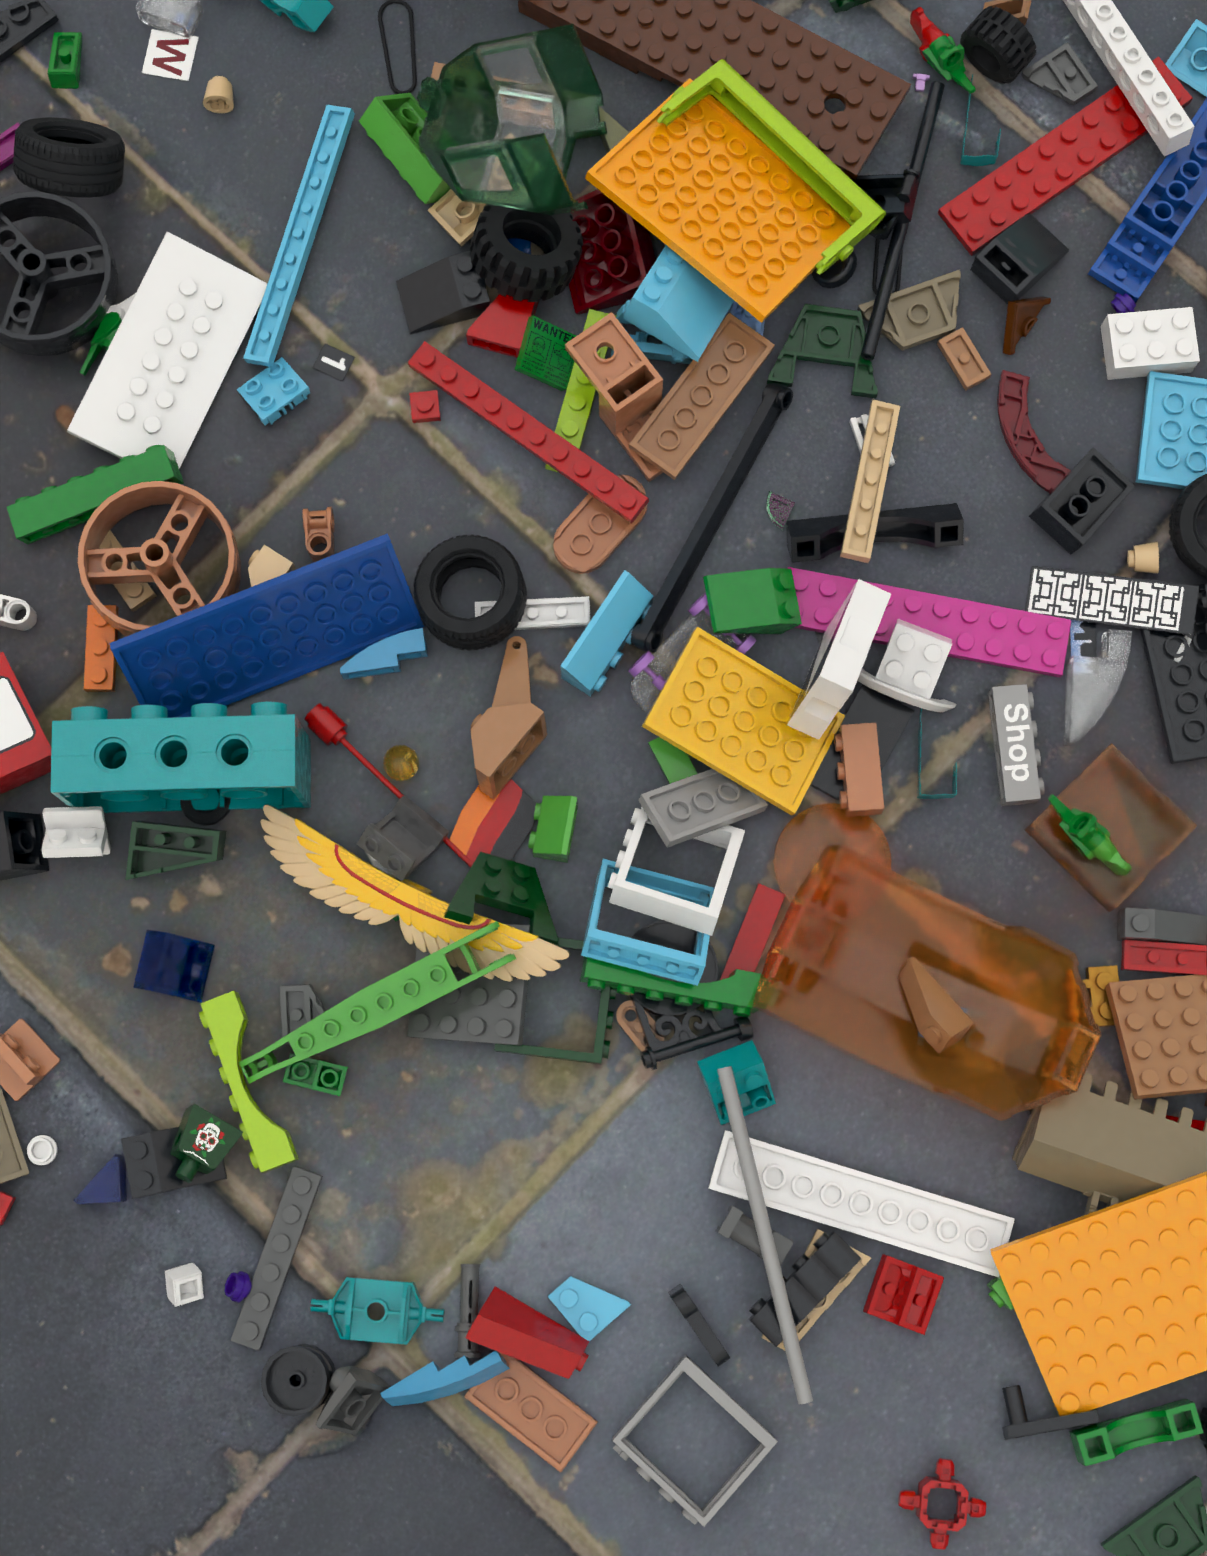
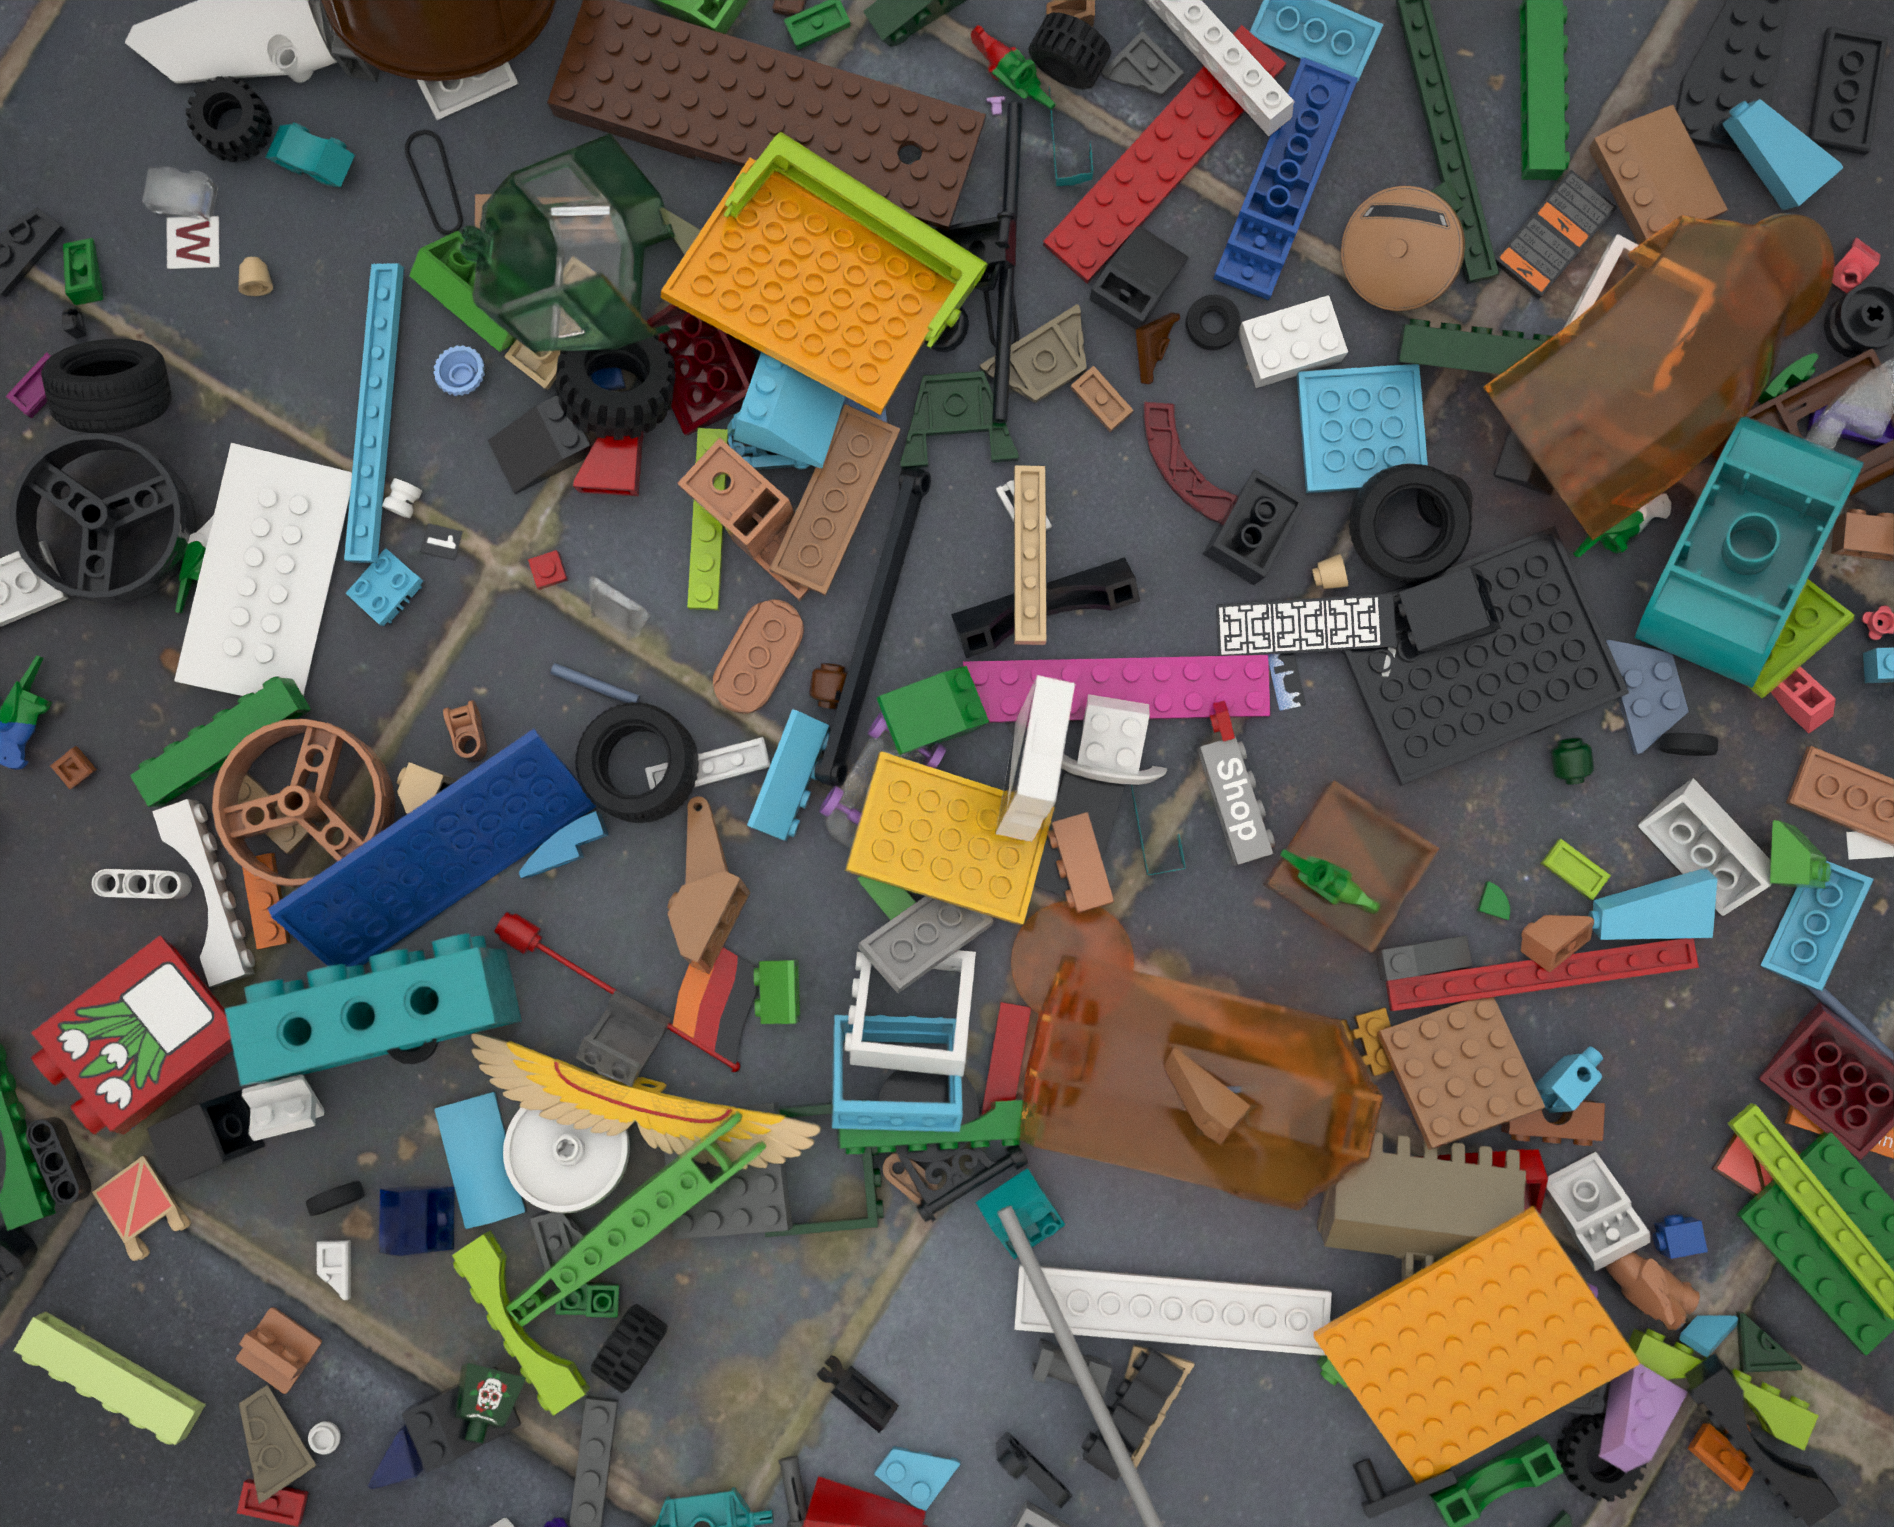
camera: 10 degrees left, 5 degrees up
(47, 102) = (73, 322): none -> black tile
(53, 684) = (224, 950): none -> white arch
(88, 993) = (335, 1265): none -> white tile
(104, 928) = (335, 1198): none -> black tyre
(170, 847) = (385, 1097): dark green wedge -> none
(244, 925) = (474, 1150): none -> medium azure slope
(307, 315) = (402, 498): none -> white wheel
(320, 942) = (562, 1165): none -> white dish
(345, 1123) = (628, 1348): none -> black tyre
(384, 213) = (459, 370): none -> light blue hat
(401, 762) = (604, 956): clear yellow piece -> none
(441, 515) = (594, 684): none -> sand blue bar
(481, 451) = (616, 609): none -> clear slope
(505, 887) = (740, 1066): dark green wing -> none
(528, 432) = (661, 576): red plate -> none
(544, 353) = (657, 487): green tile -> none
(549, 1216) = (859, 1394): none -> black plate
(659, 560) = (827, 684): none -> reddish brown head
(778, 509) = (941, 601): tile -> none
(903, 1294) = (1234, 1391): red slope -> none
(1017, 668) = (1221, 721): none -> red plate
(1068, 324) = (1218, 304): none -> black tyre
(1093, 684) = (1304, 720): clear slope -> none
(1123, 303) = (1256, 305): dark purple plate -> none

